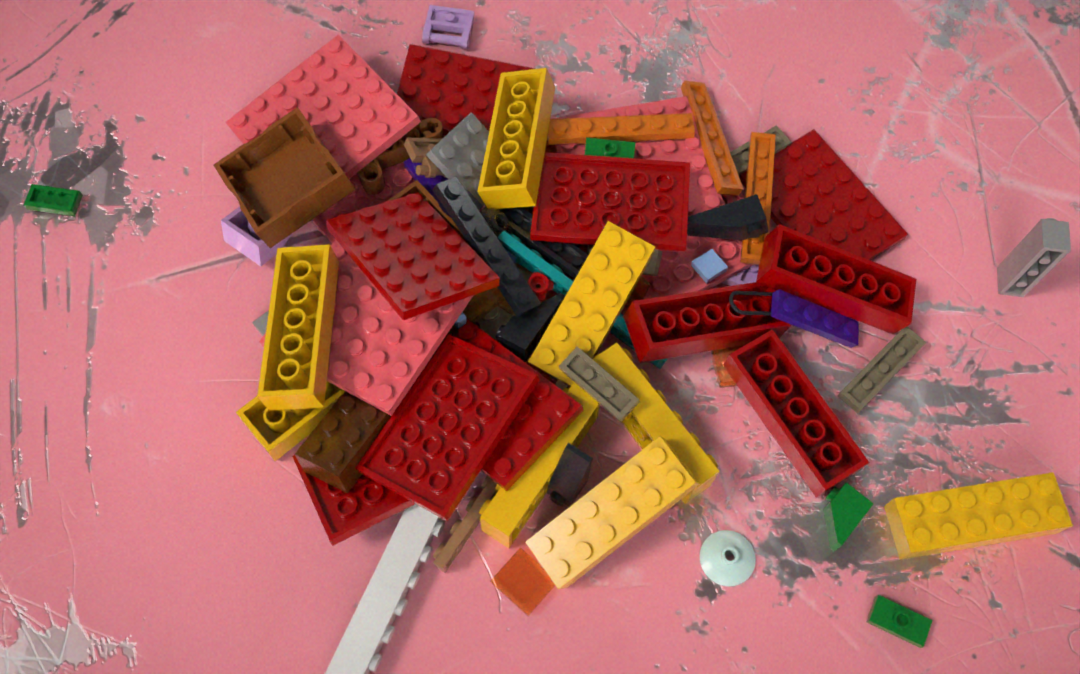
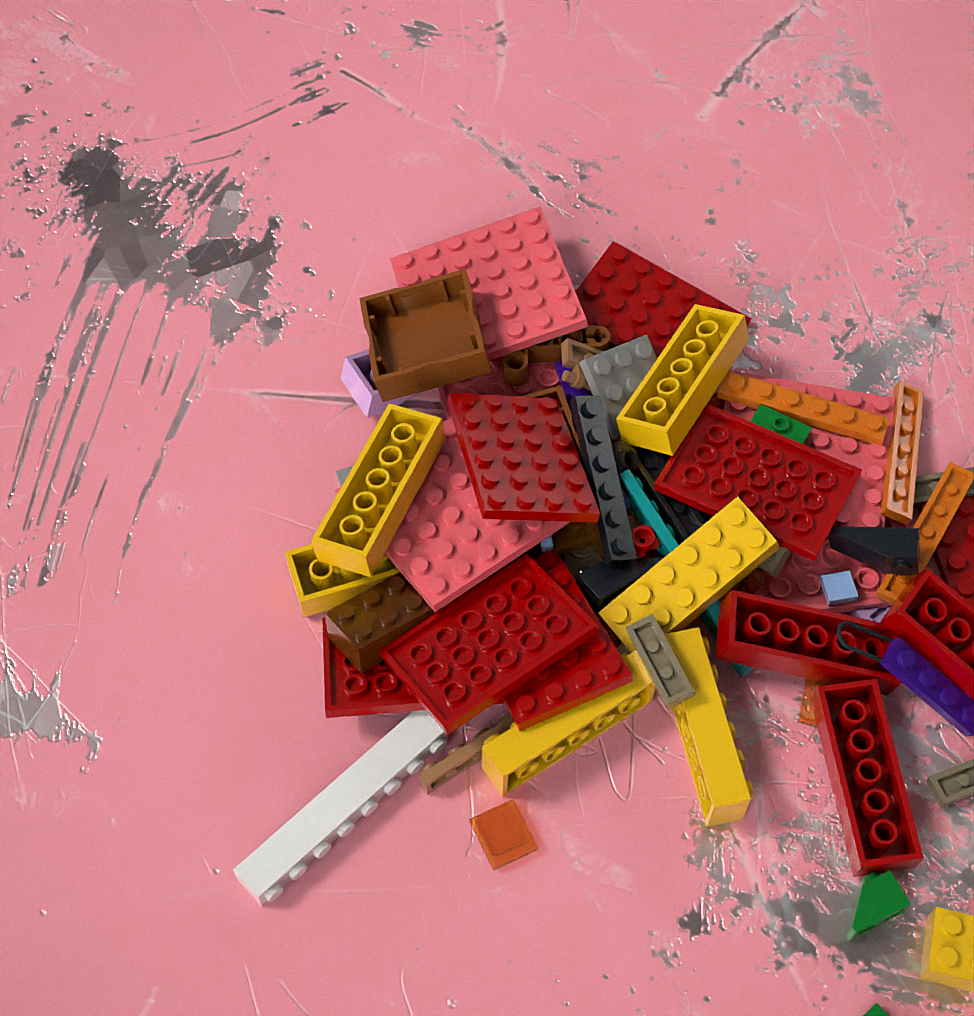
camera: 25 degrees right, 5 degrees down
(53, 200) = (190, 279): green plate -> none
(448, 20) = (667, 229): lavender plate -> none
(569, 476) = (592, 745): black slope -> none
(612, 513) = (621, 797): yellow brick -> none
(720, 569) = (726, 914): light aqua dish -> none

